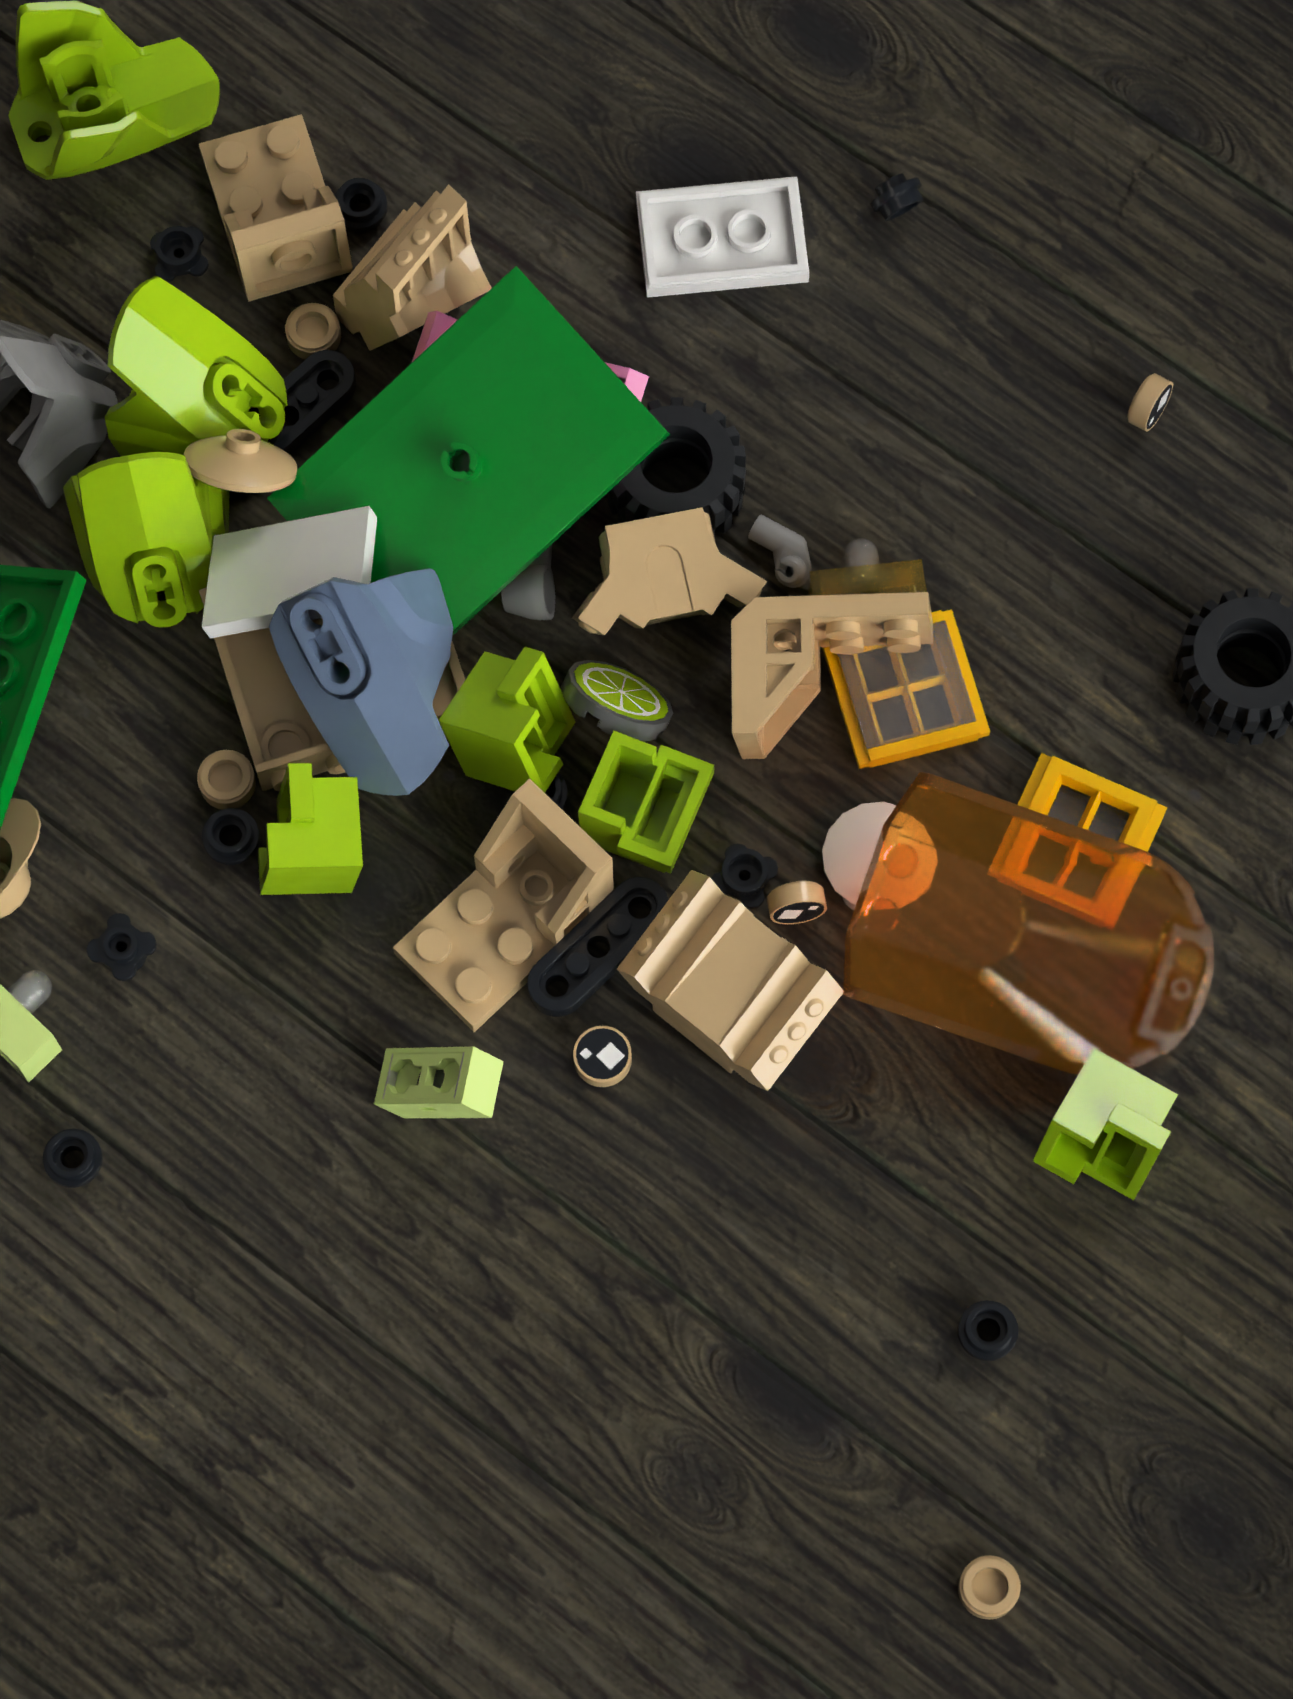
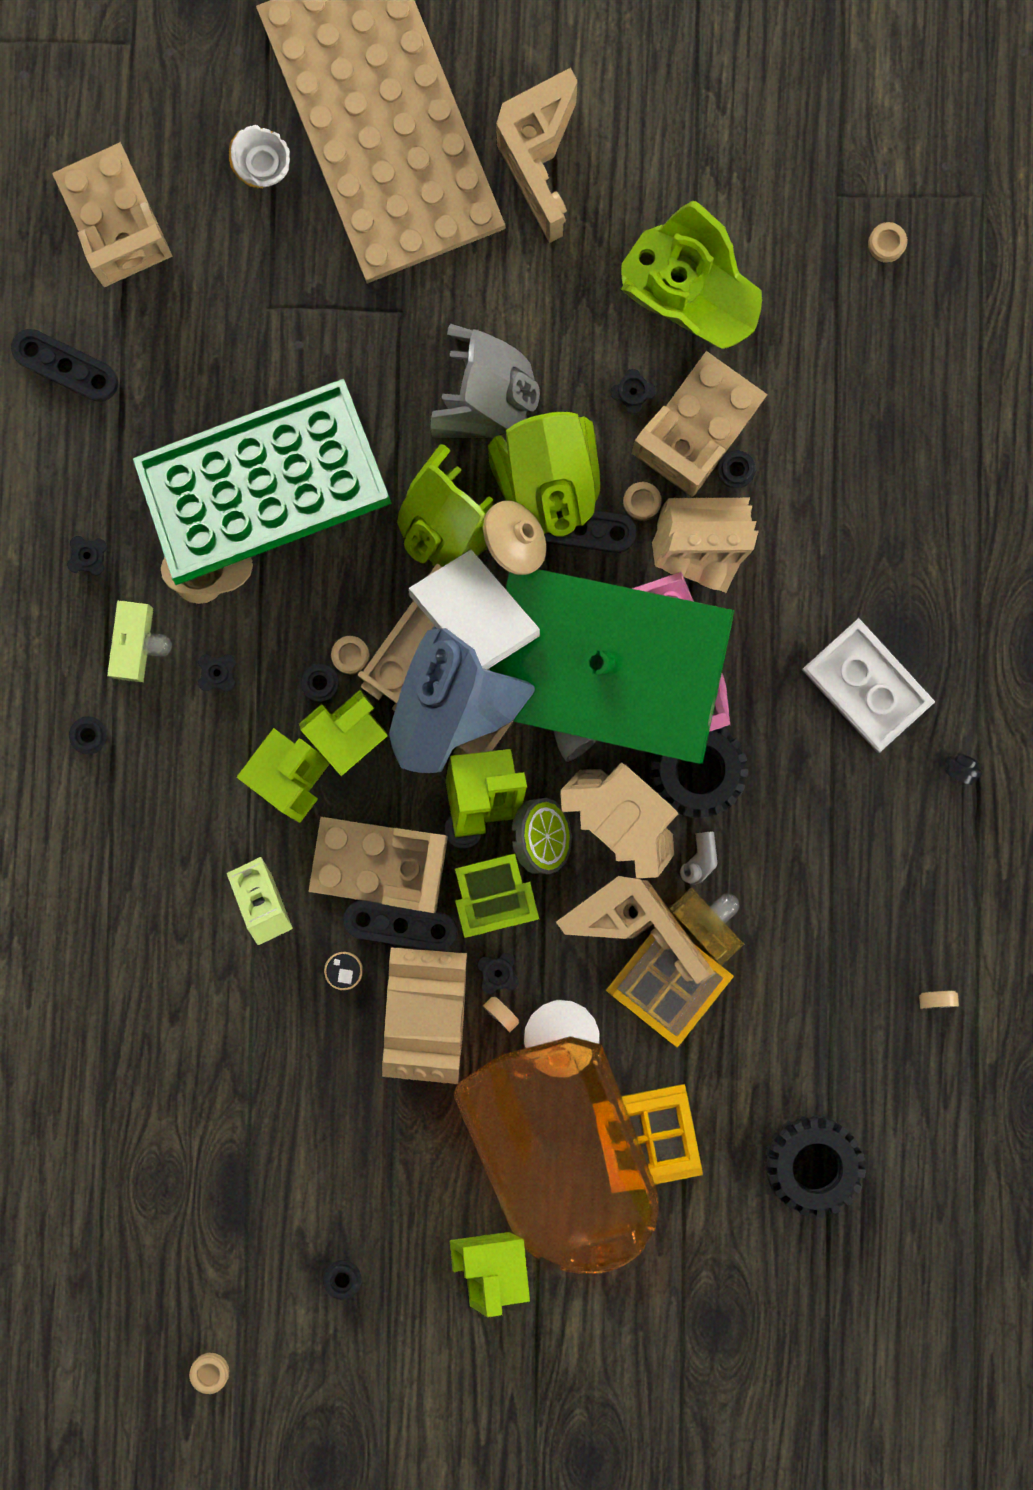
camera: 55 degrees right, 15 degrees up
(305, 942) = (285, 774): none -> lime plate

